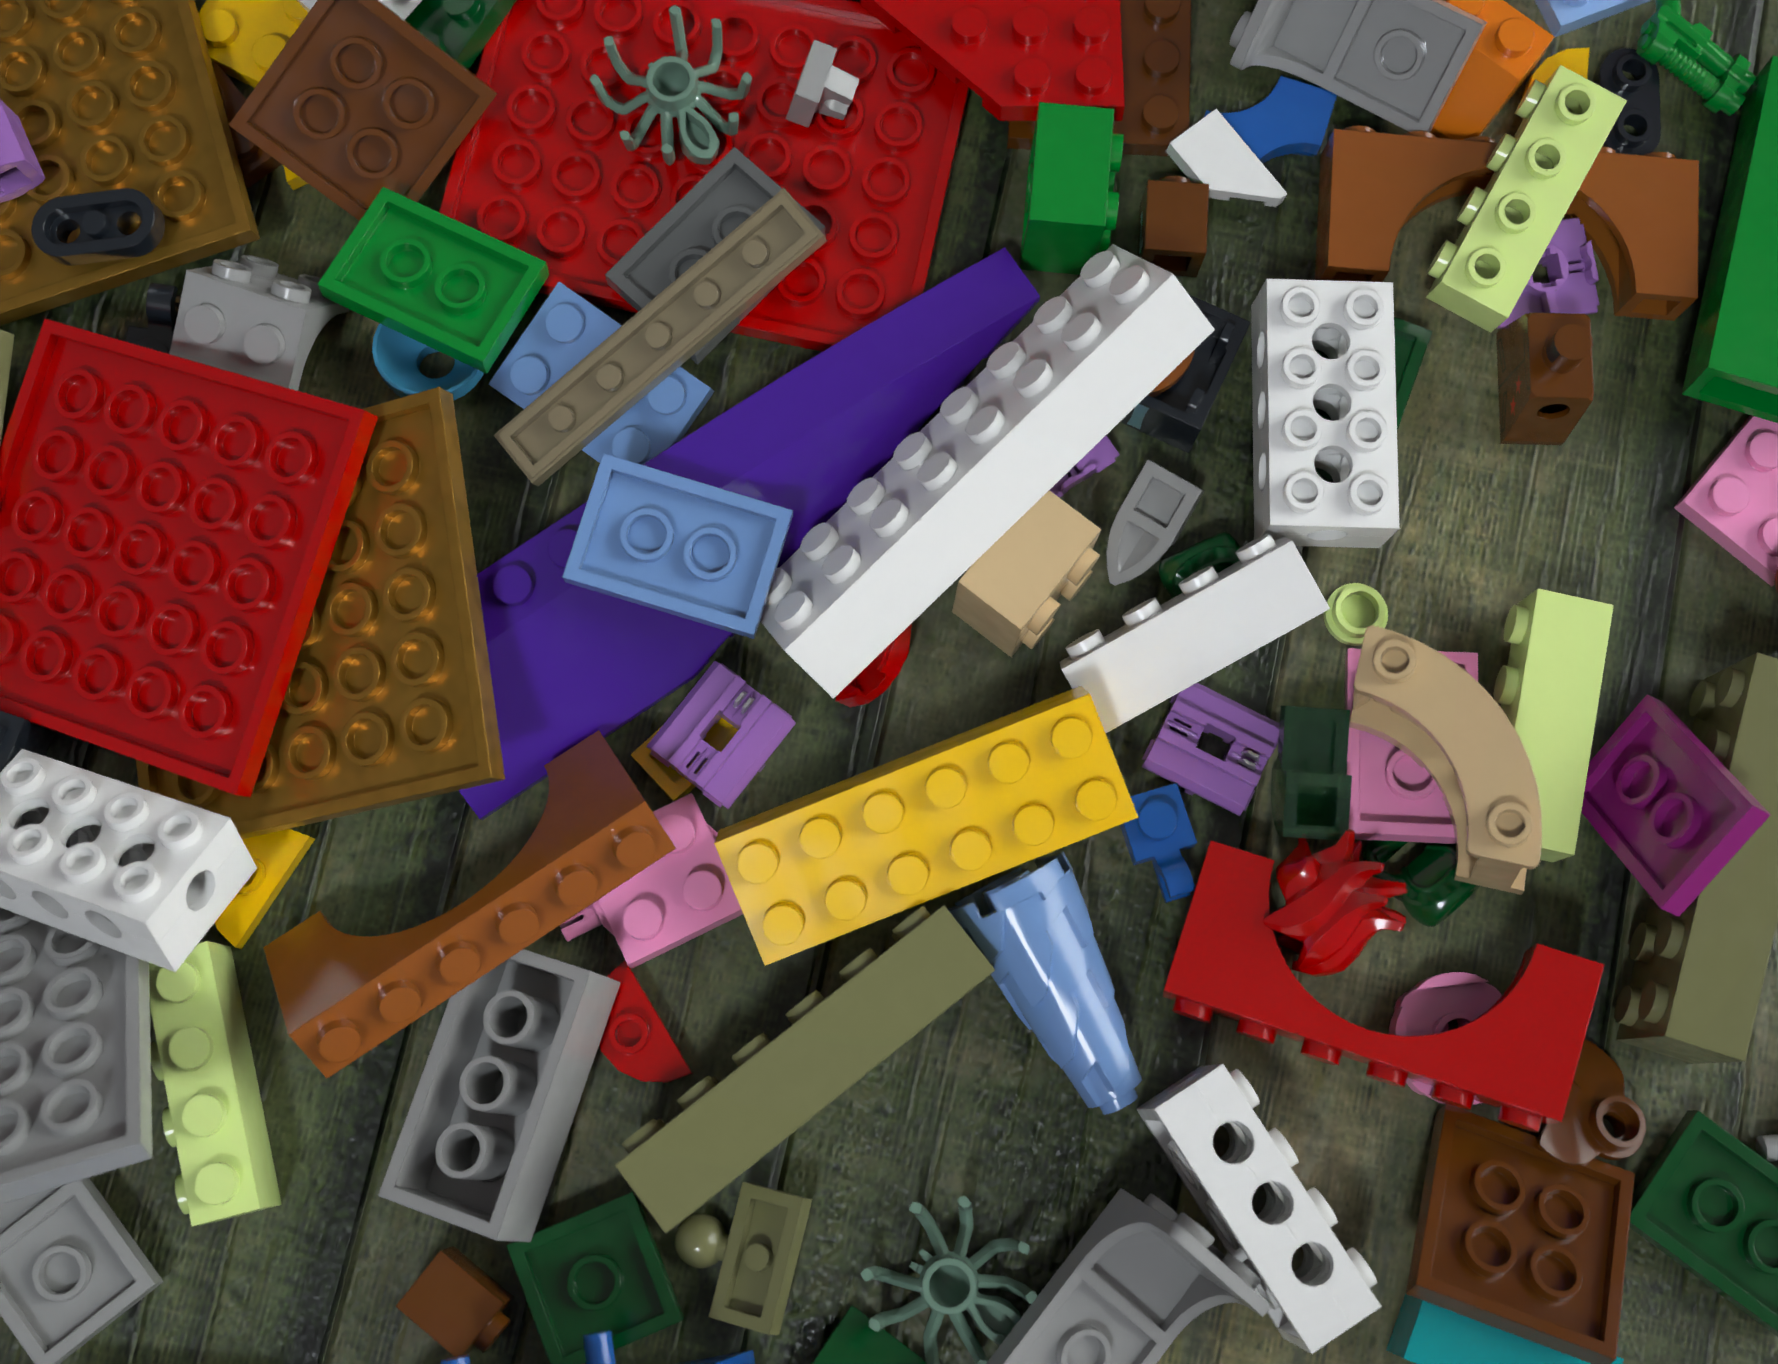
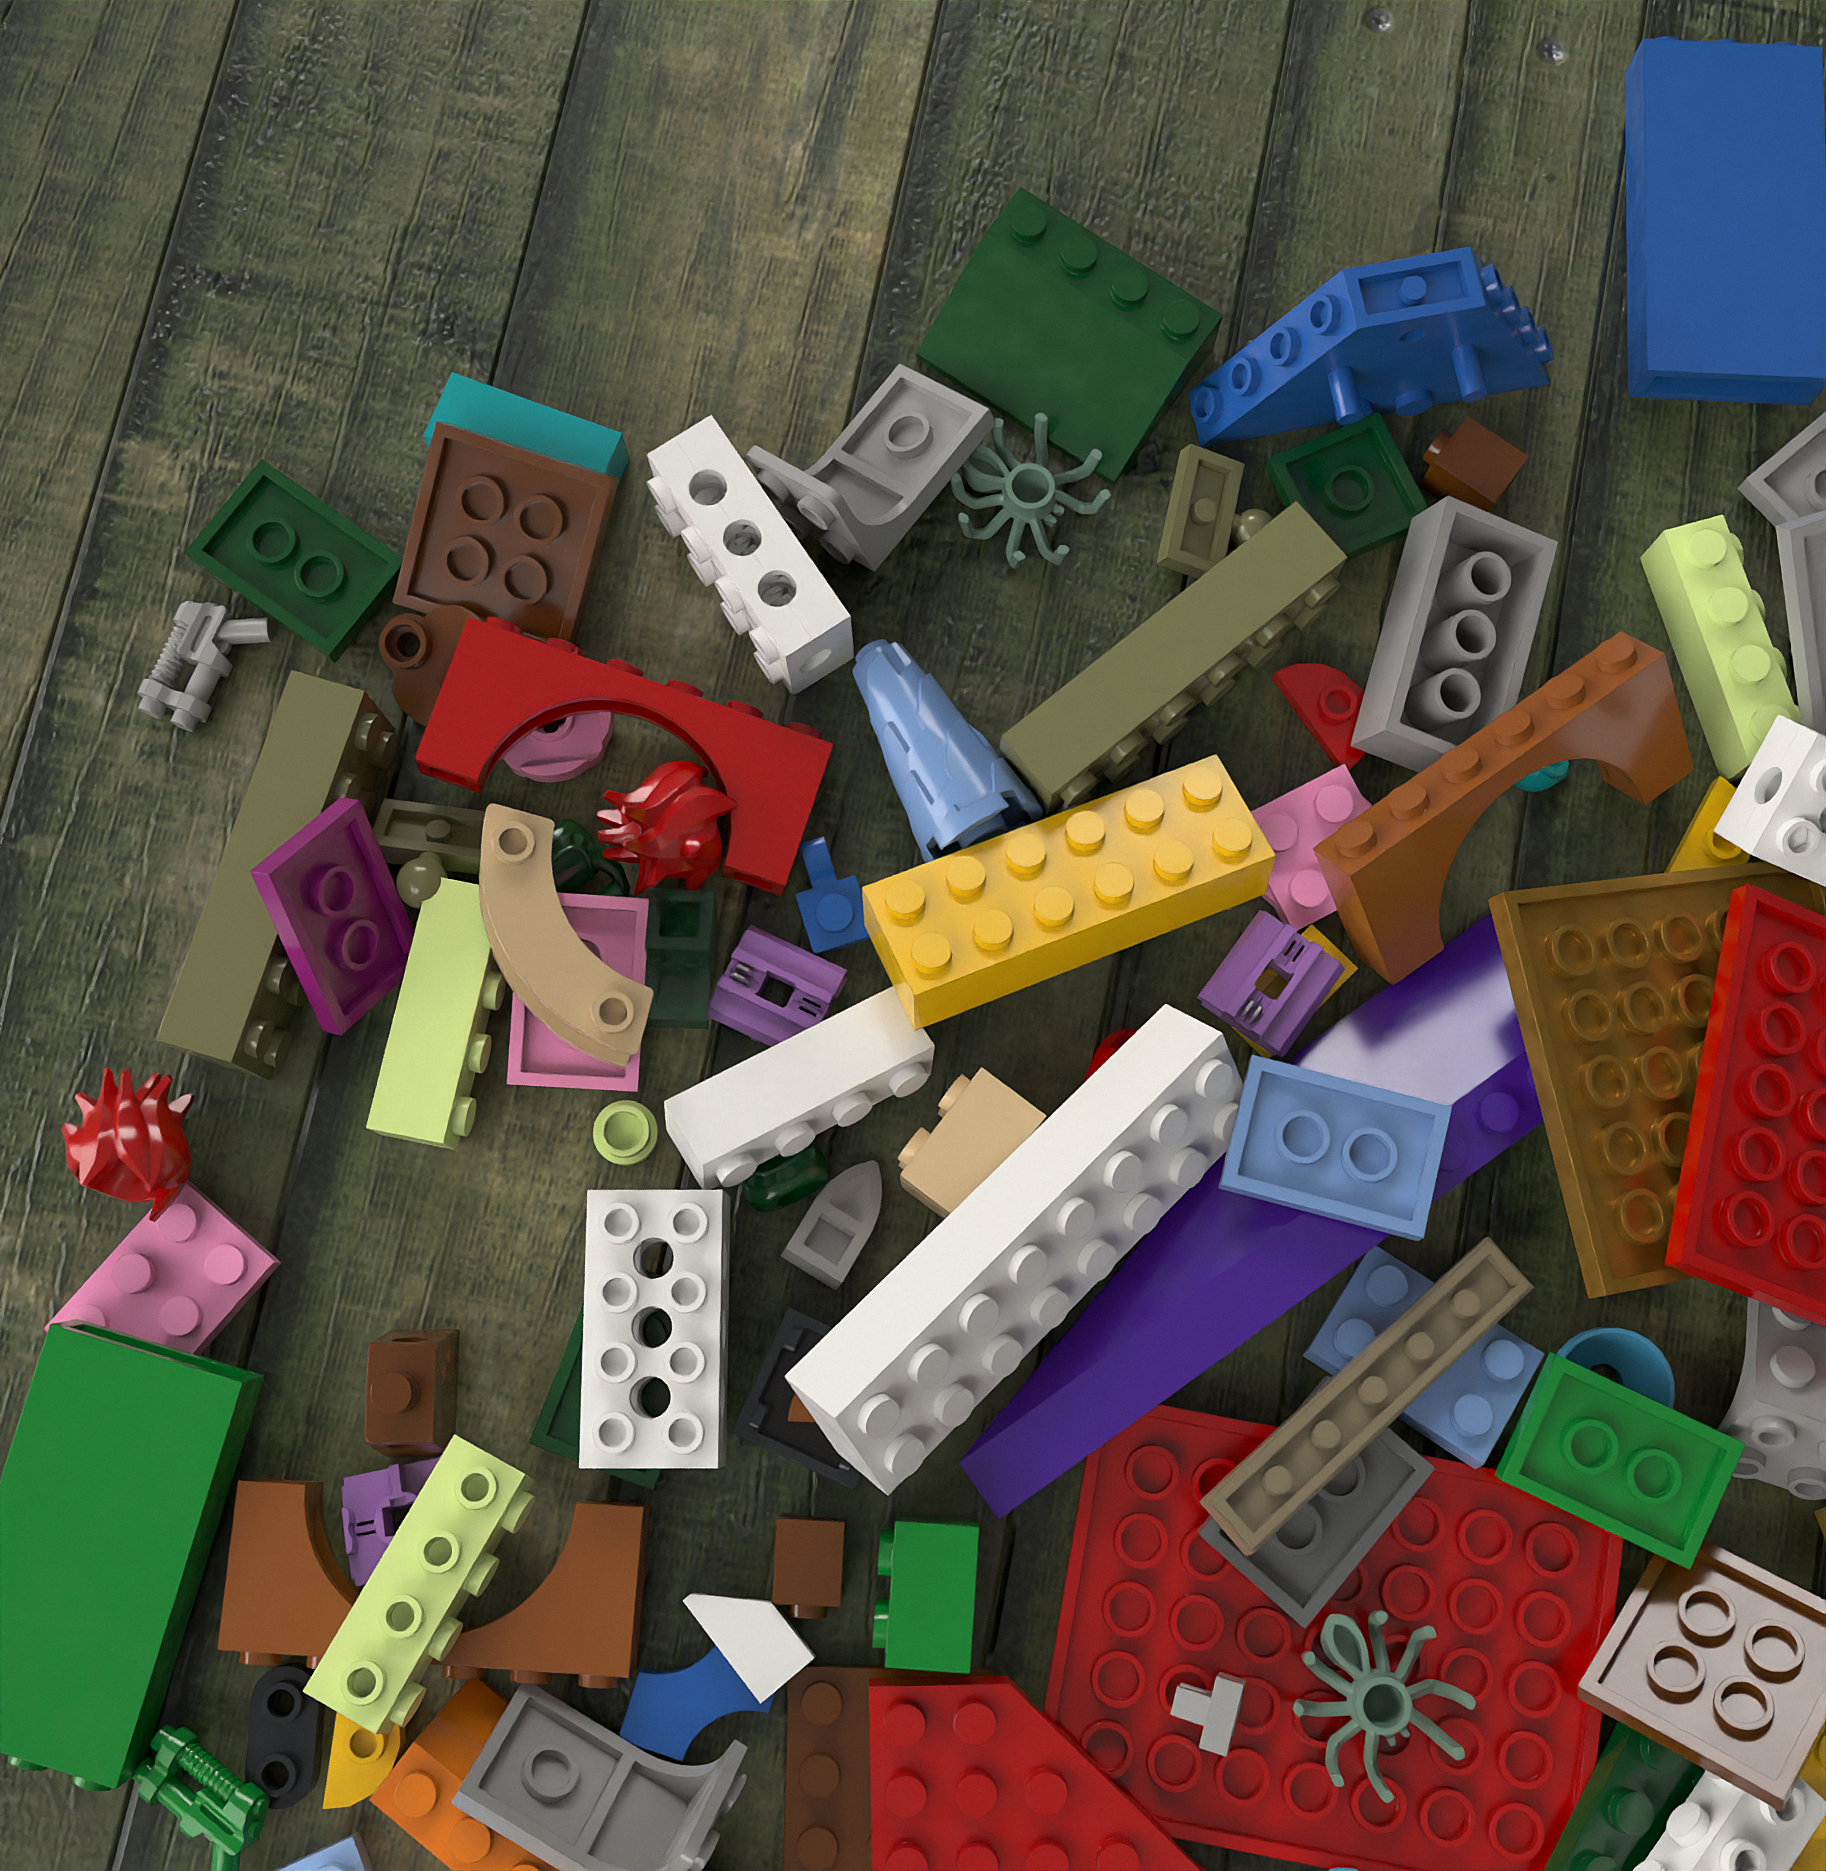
camera: 175 degrees left, 0 degrees up
(1566, 905) = (427, 843): none -> olive plate

